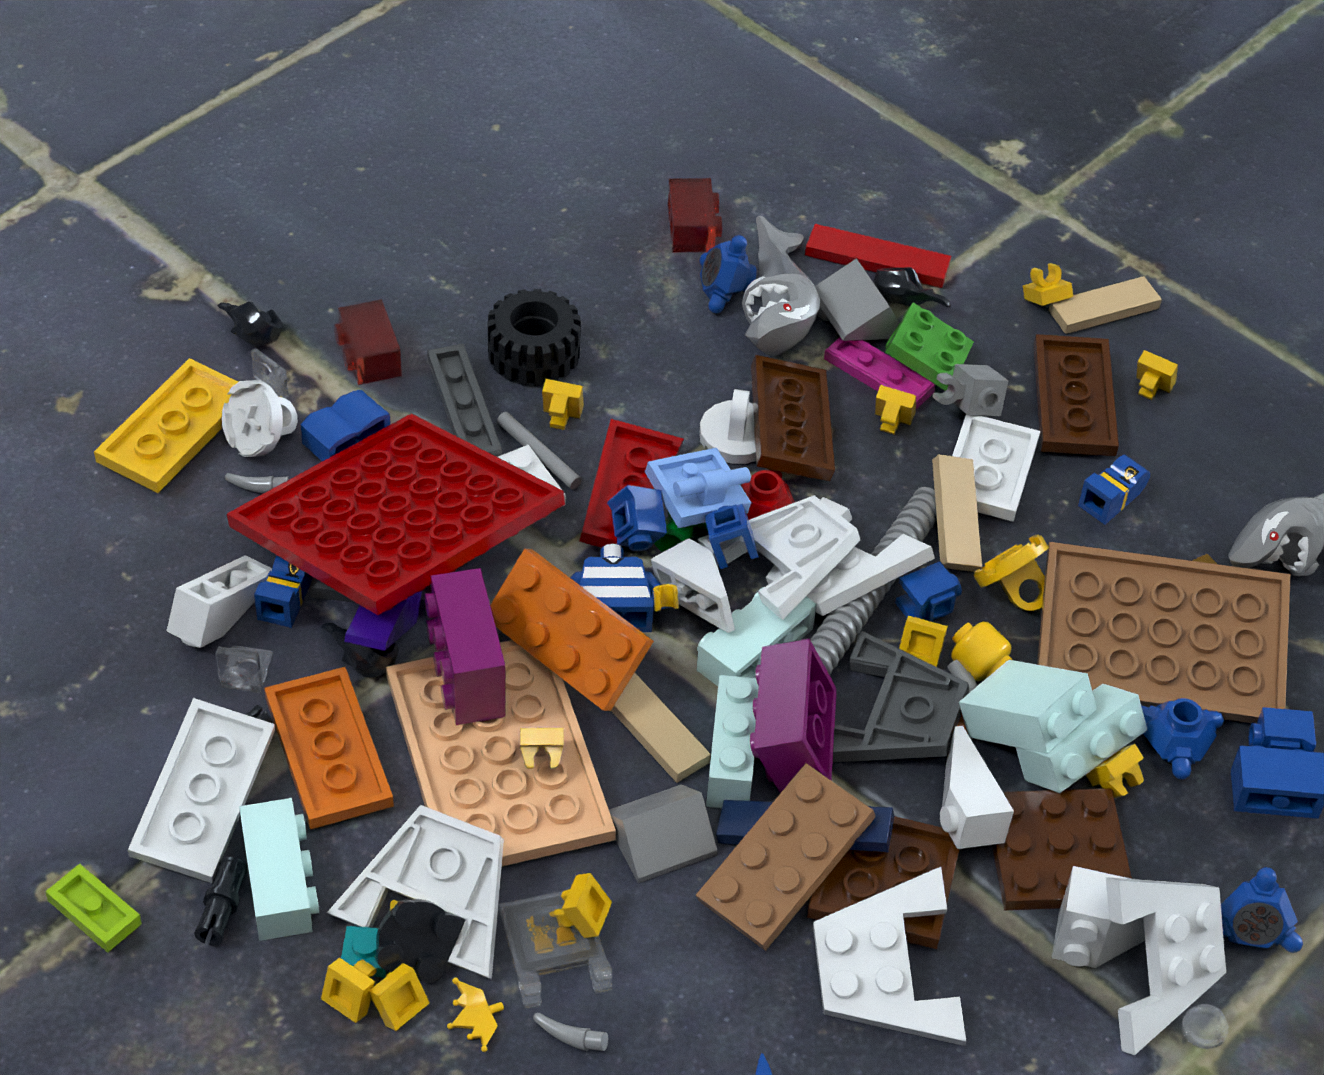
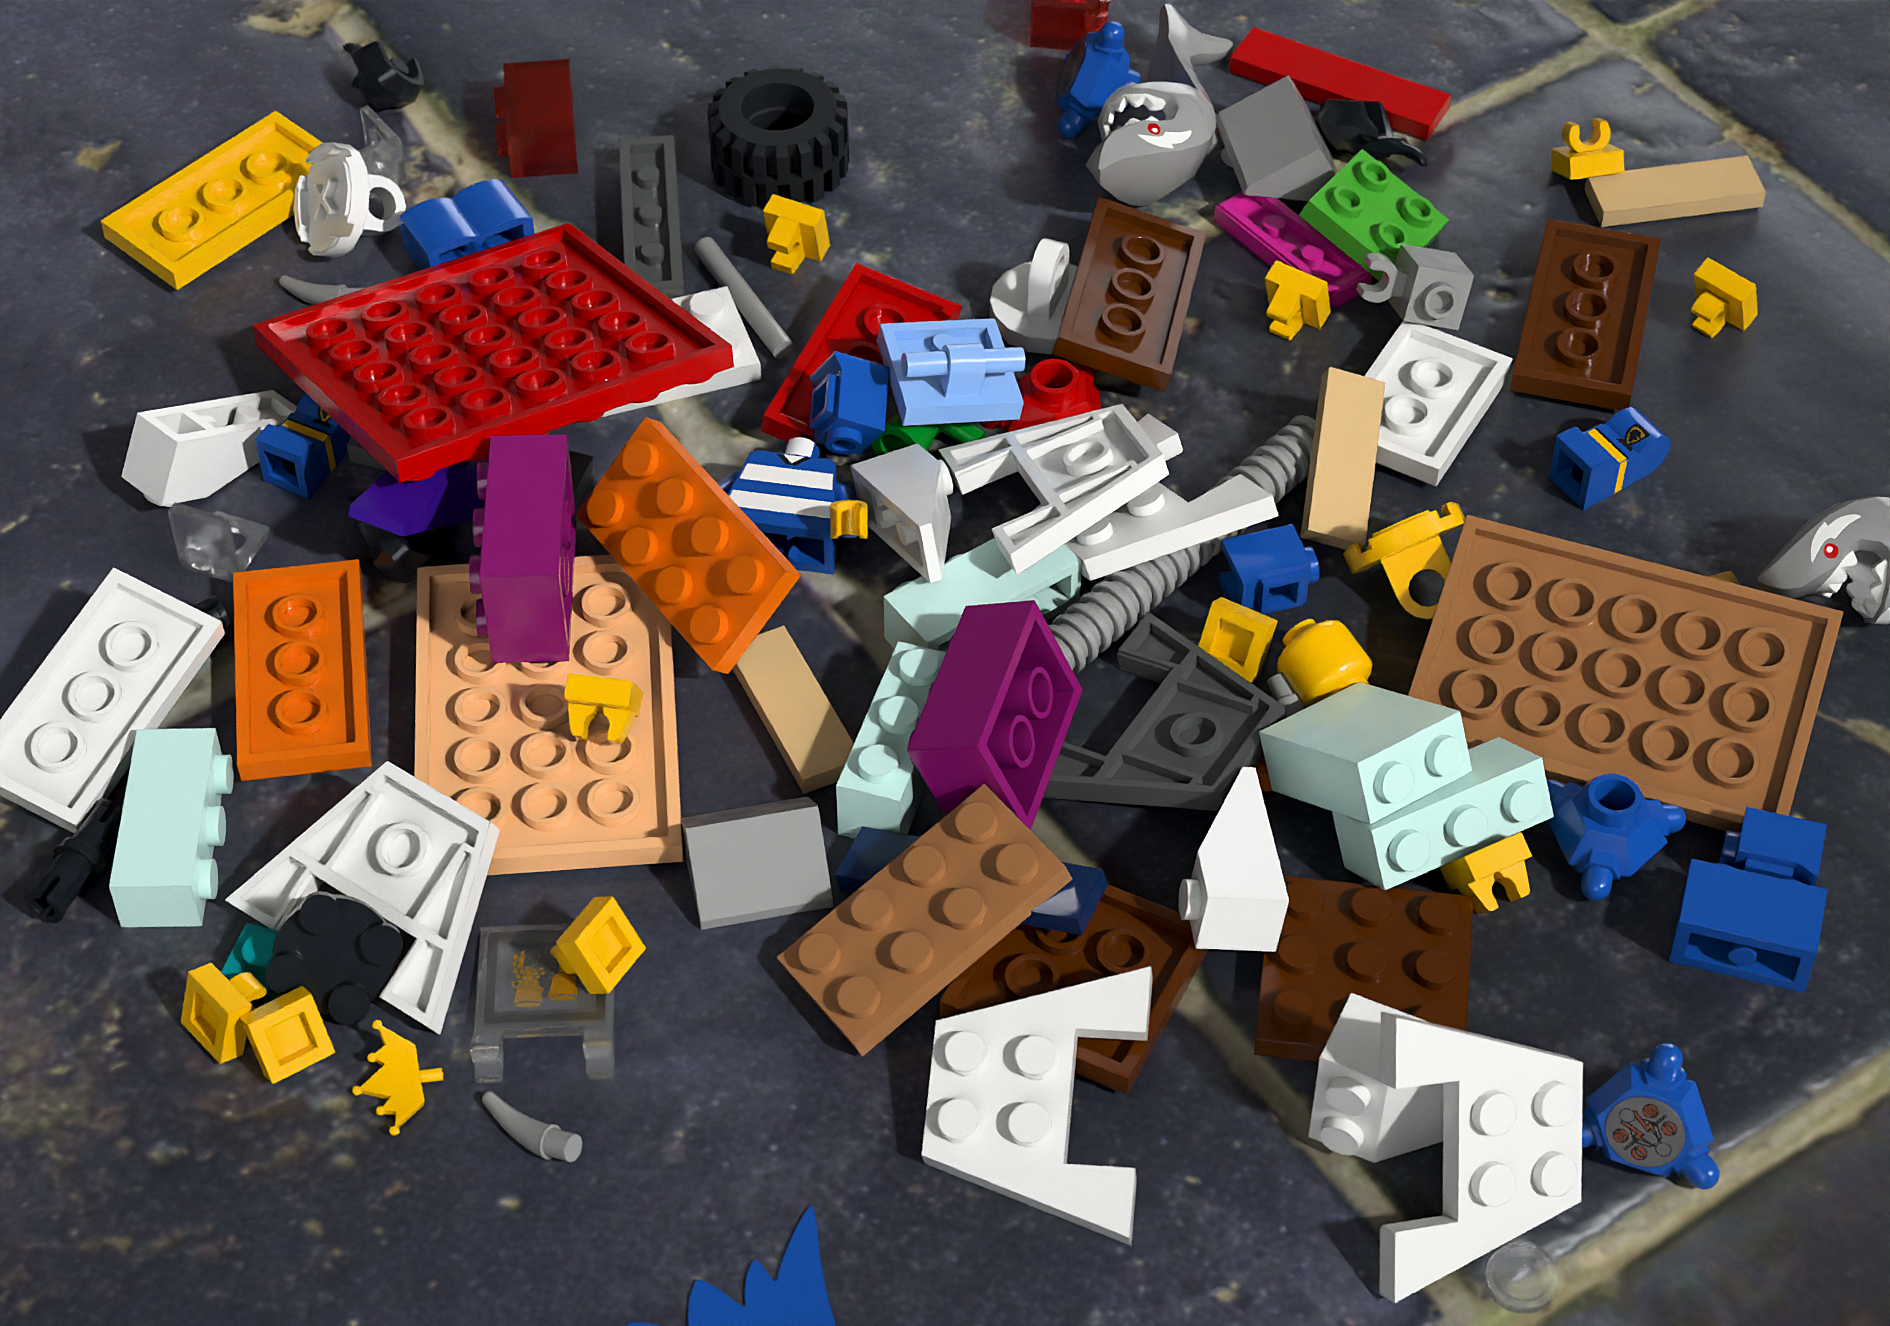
camera: 15 degrees right, 0 degrees up
(727, 524) = (976, 430): blue window -> none

